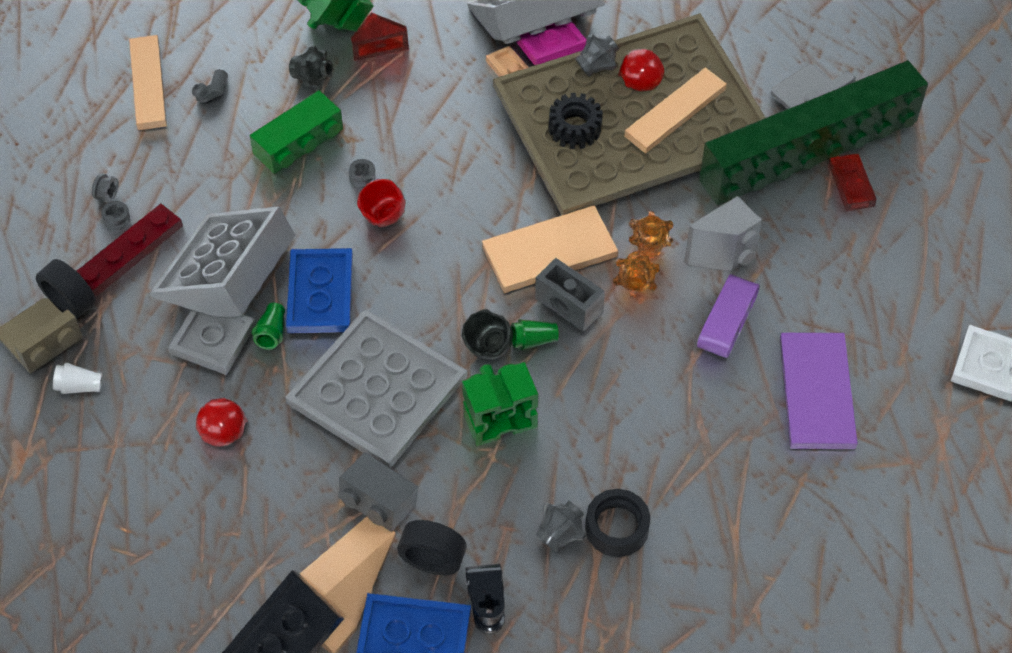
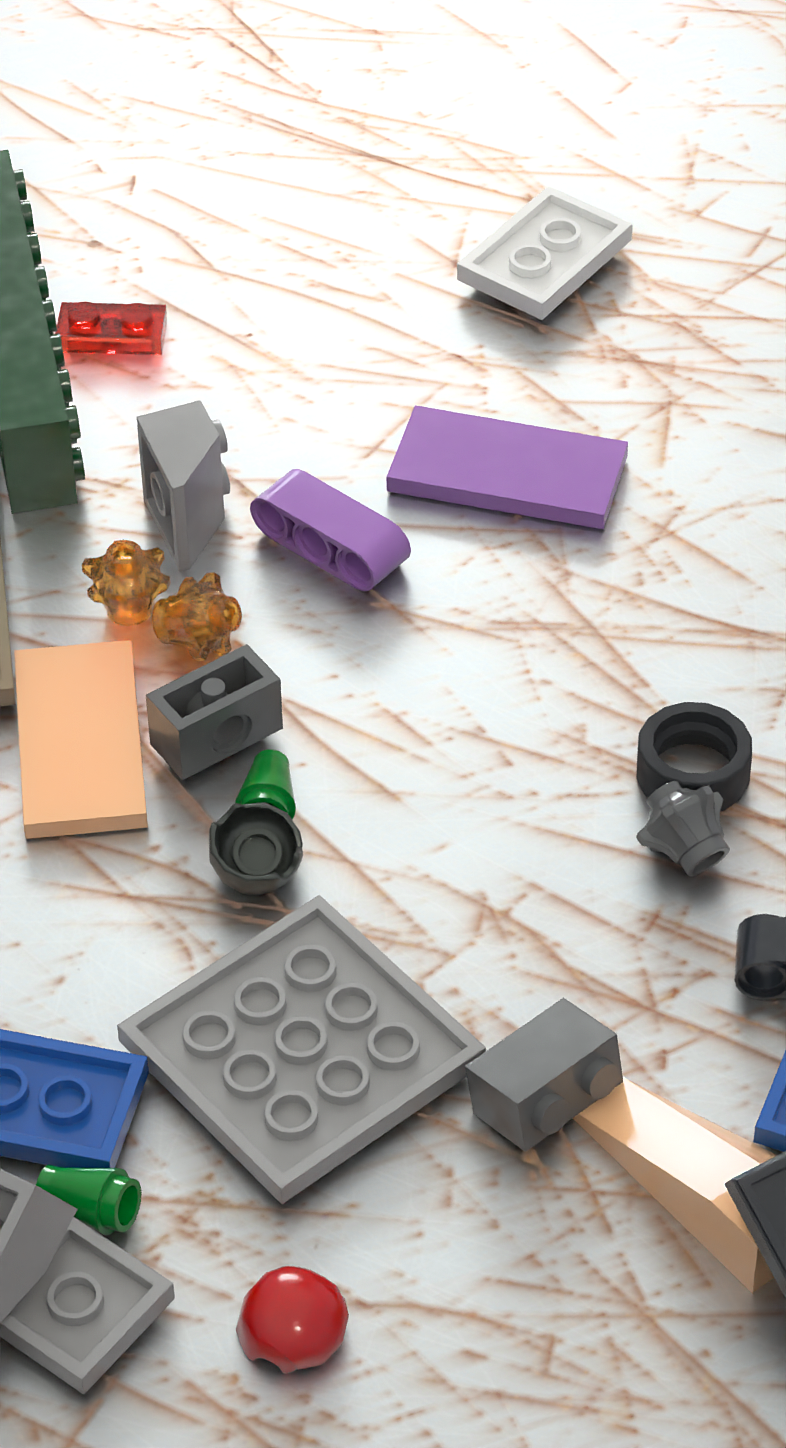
camera: 75 degrees left, 10 degrees down
(432, 547) = (695, 1001): black tyre -> none
(500, 402) = (418, 847): green brick -> none

